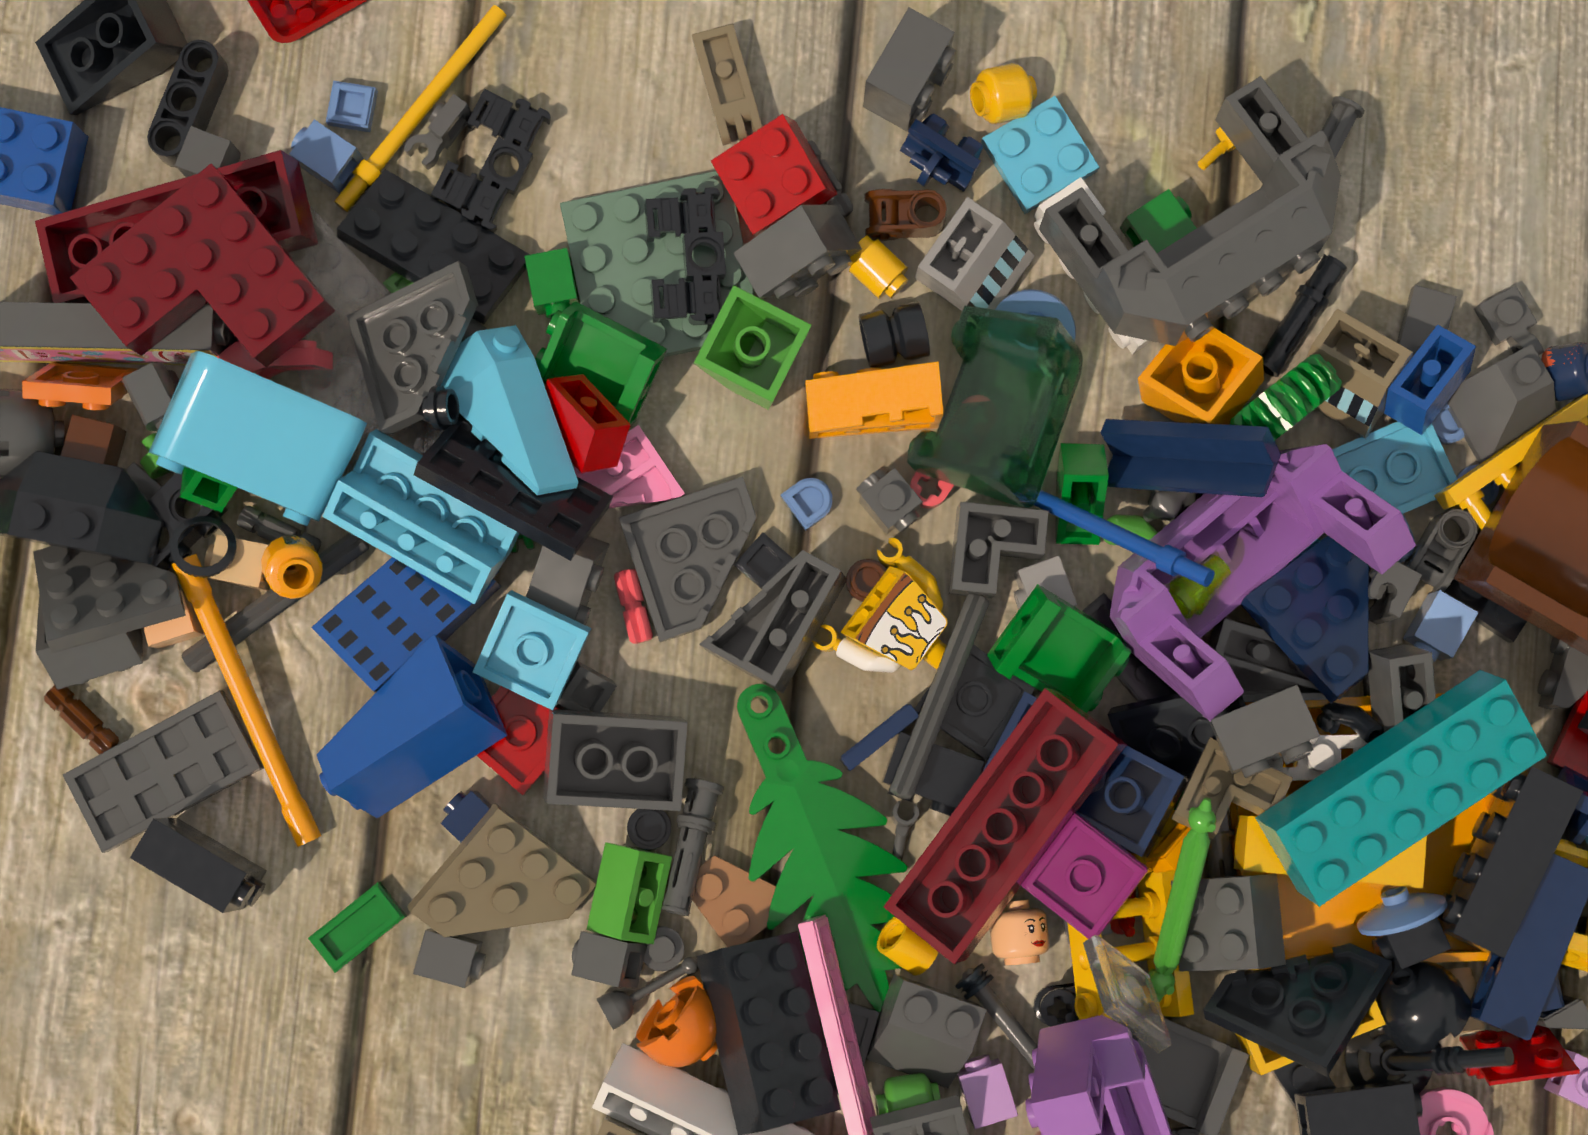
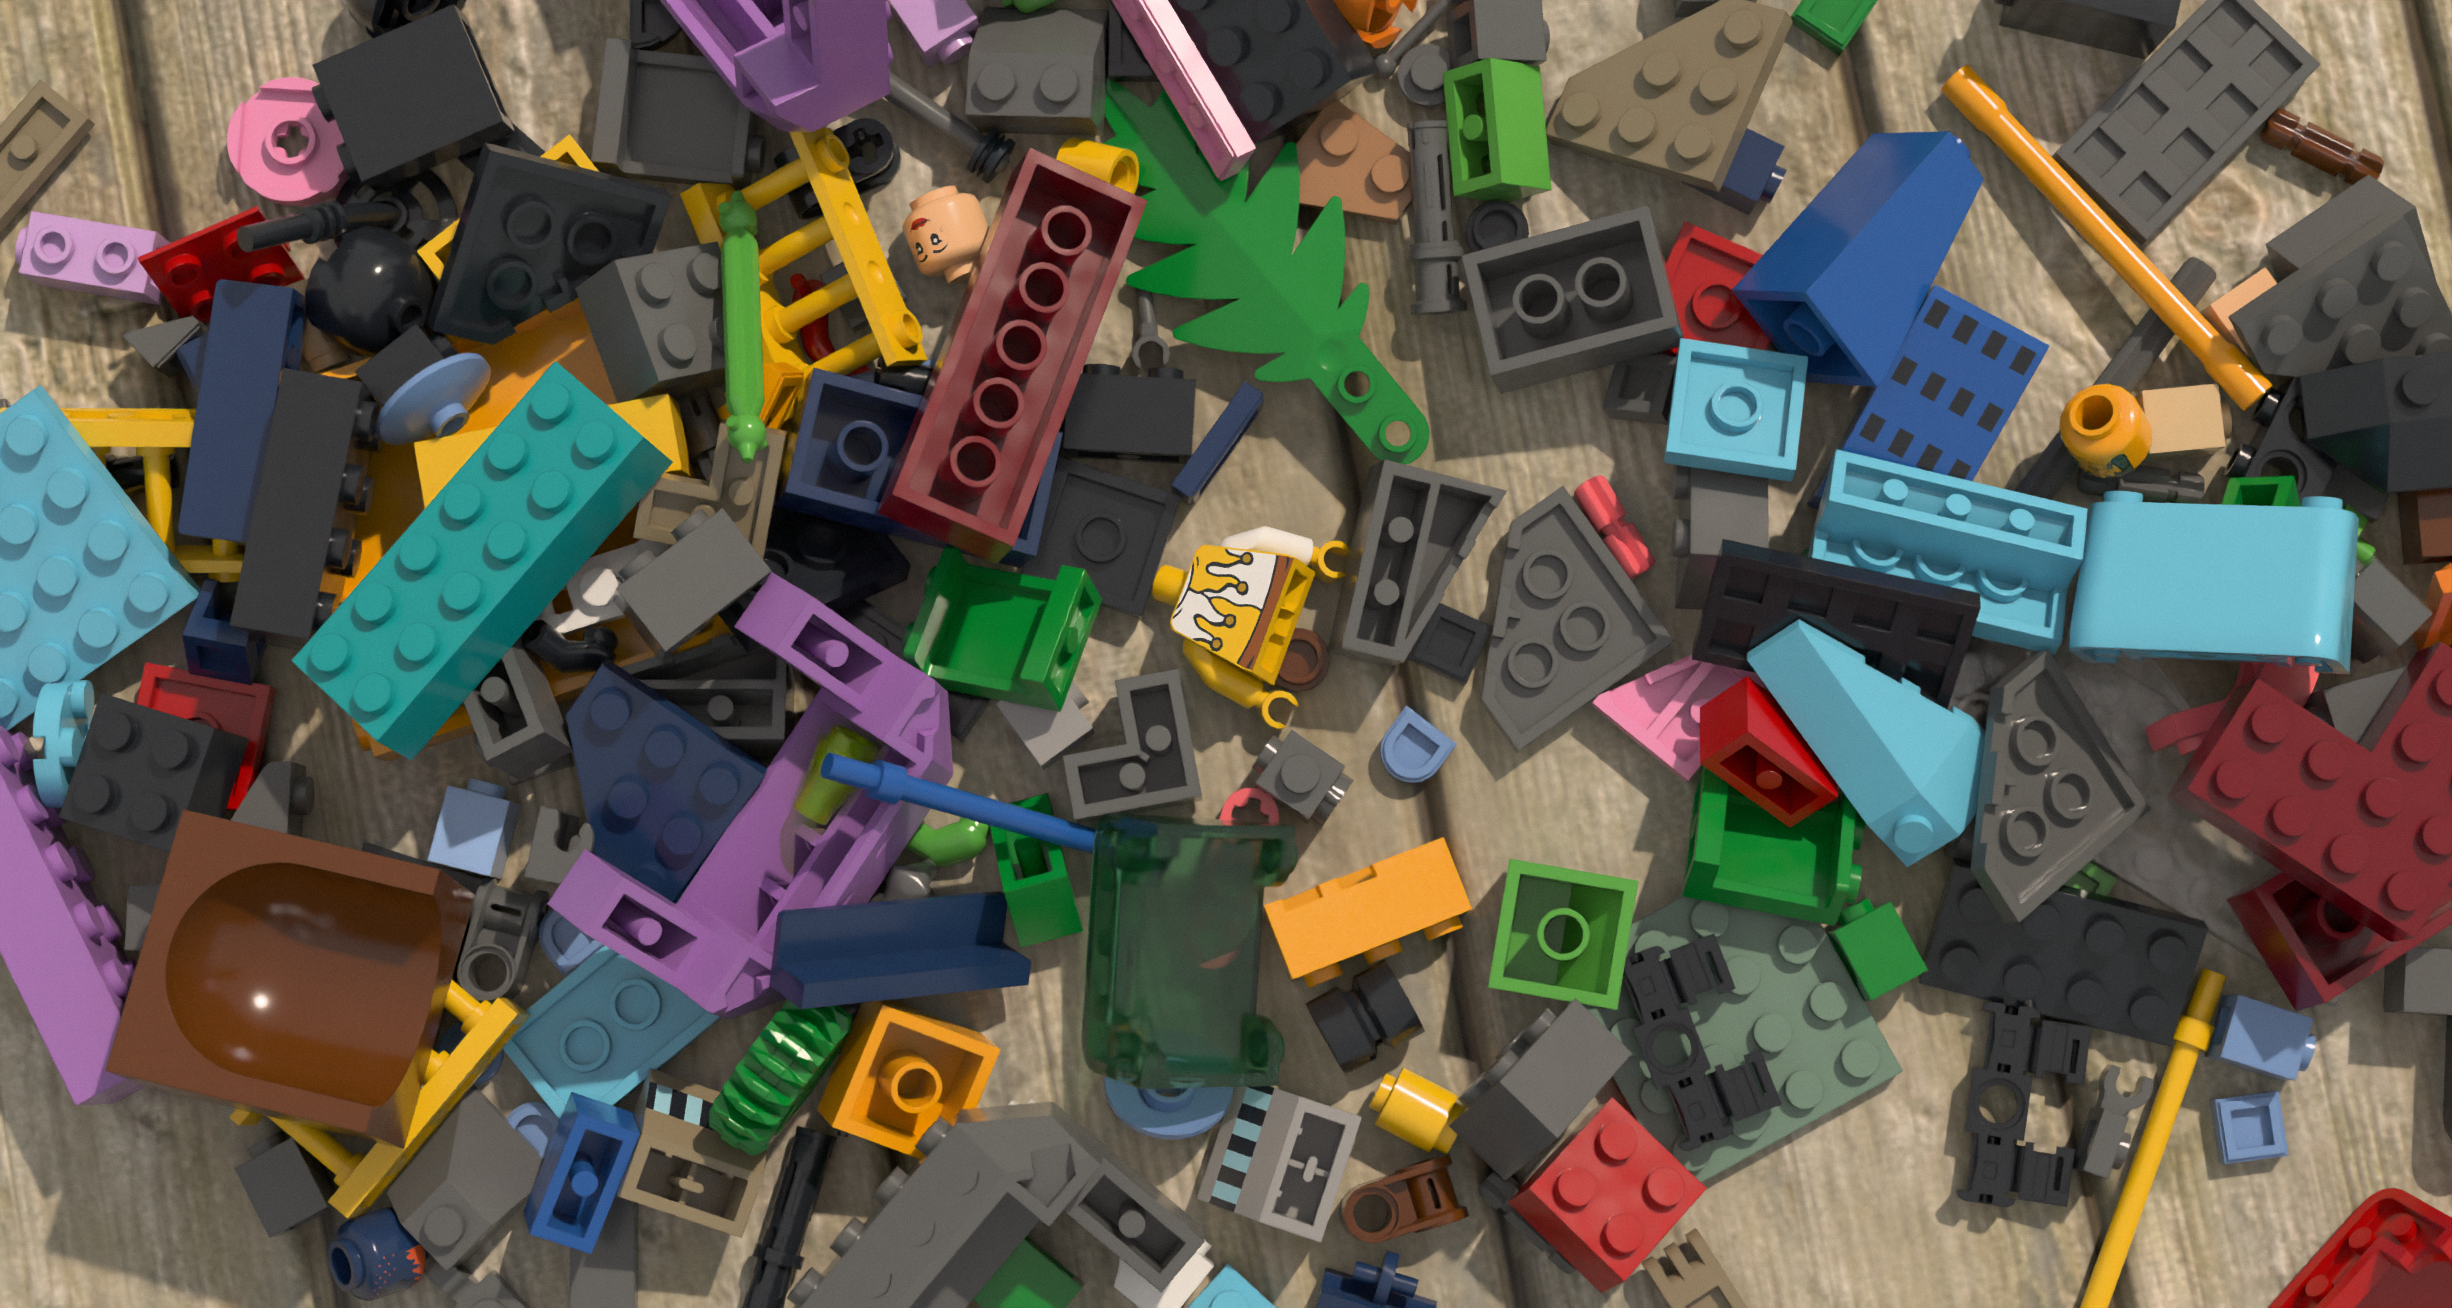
camera: 165 degrees right, 0 degrees up
(208, 571) = (2216, 388): black piece -> none
(441, 407) = (1973, 703): black plate -> none
(939, 696) = (1151, 518): dark grey axle -> none
(1085, 877) = (883, 318): magenta tile -> none
(1127, 993) = (784, 175): clear plate -> none

